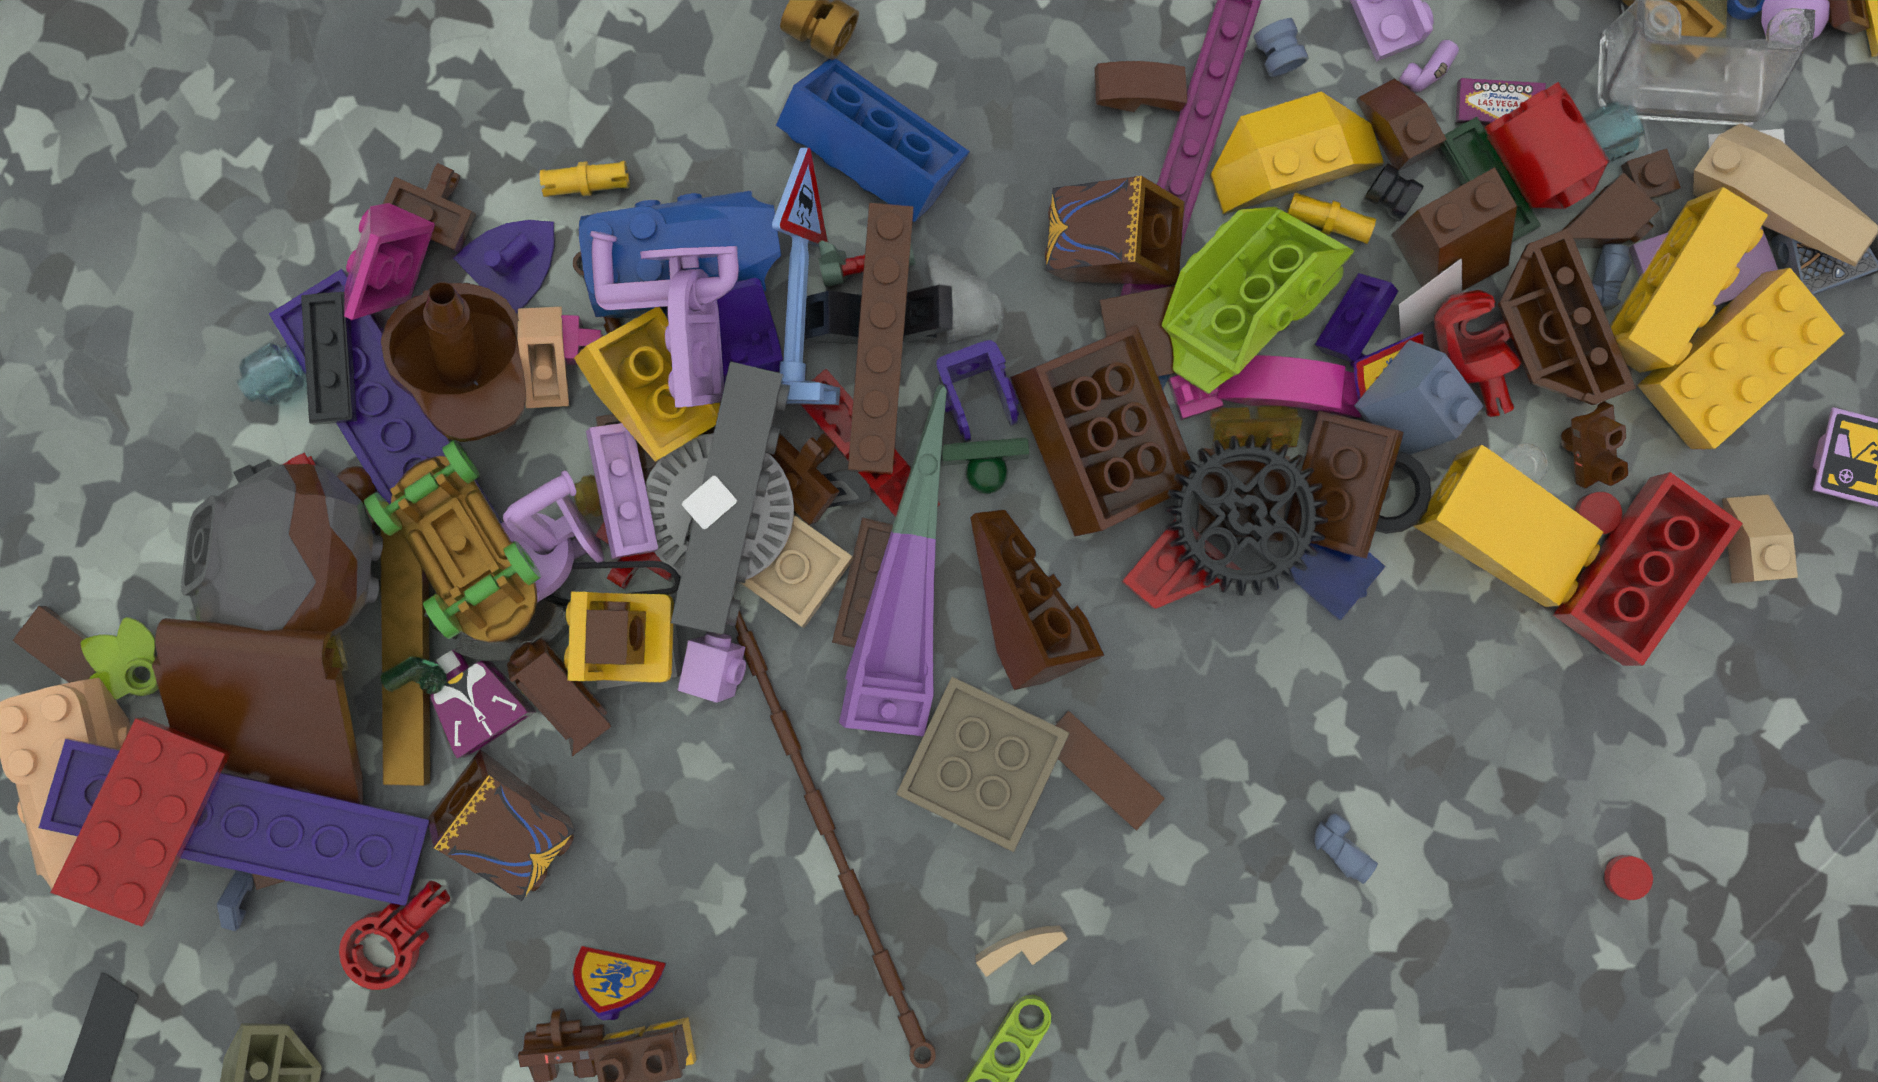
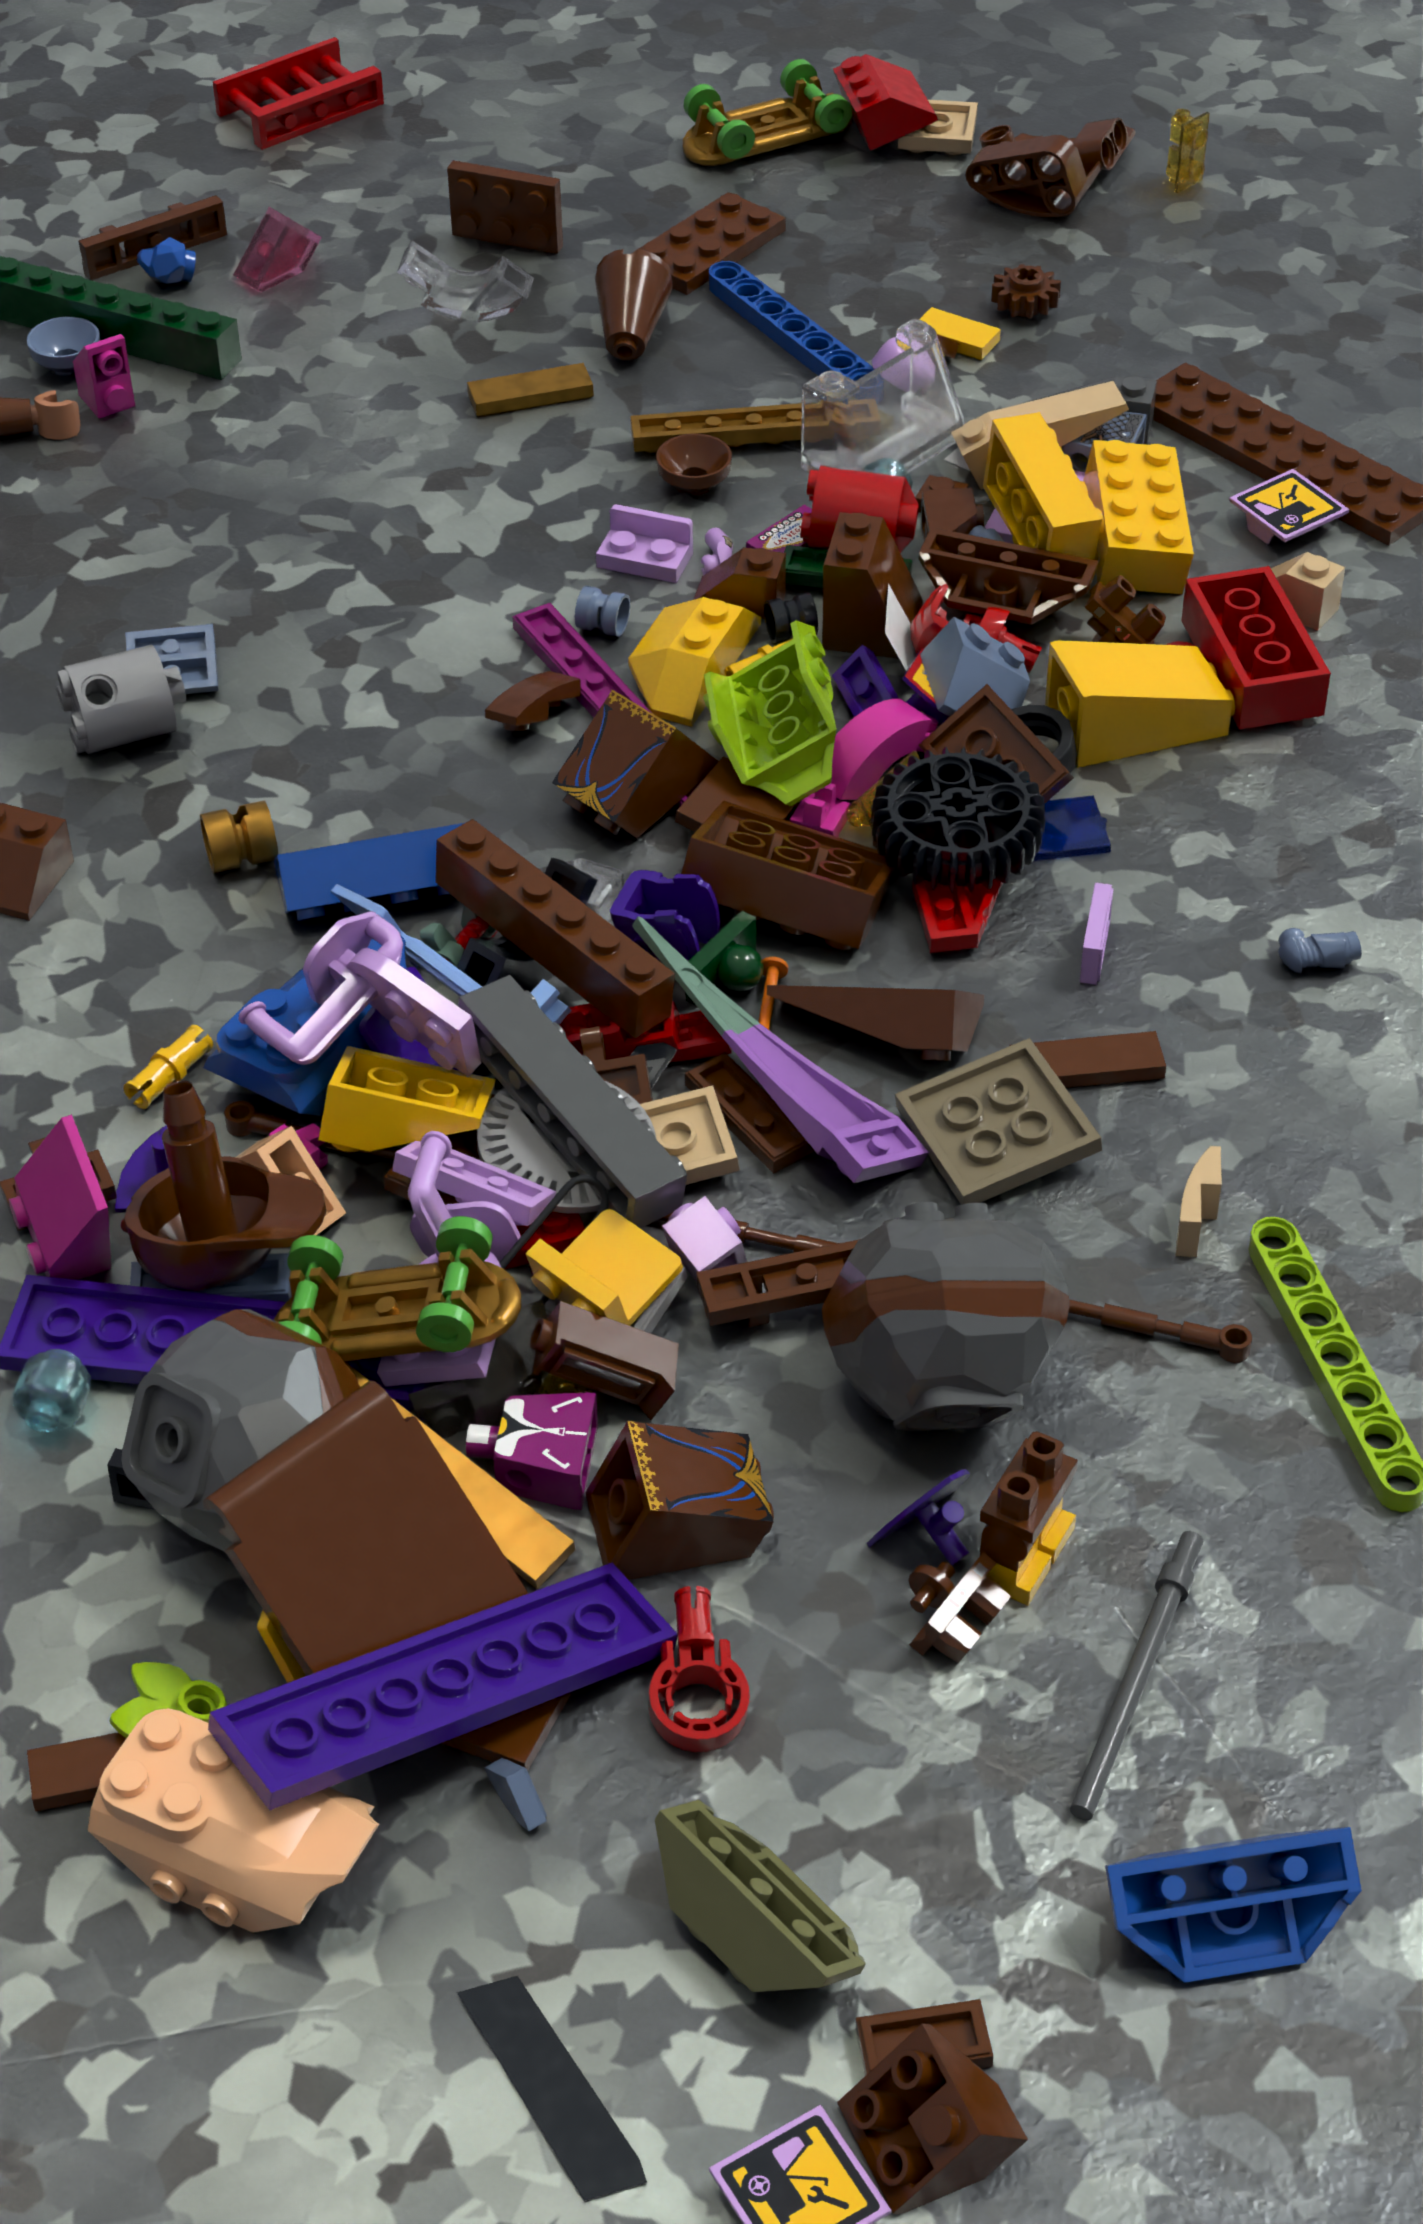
camera: 50 degrees left, 40 degrees down
(141, 822) = (367, 1696): red brick -> none
(328, 359) = (92, 1329): black tile -> none
(416, 669) = (469, 1444): clear green arm -> none
(615, 635) = (604, 1254): reddish brown brick -> none
(709, 502) = (561, 1094): white sticker -> none
(735, 757) = (789, 1283): none -> reddish brown hinge
(738, 901) = (946, 1317): none -> dark grey rock
(989, 505) = (774, 969): none -> orange pin
(1228, 687) = (1096, 933): none -> lavender tile

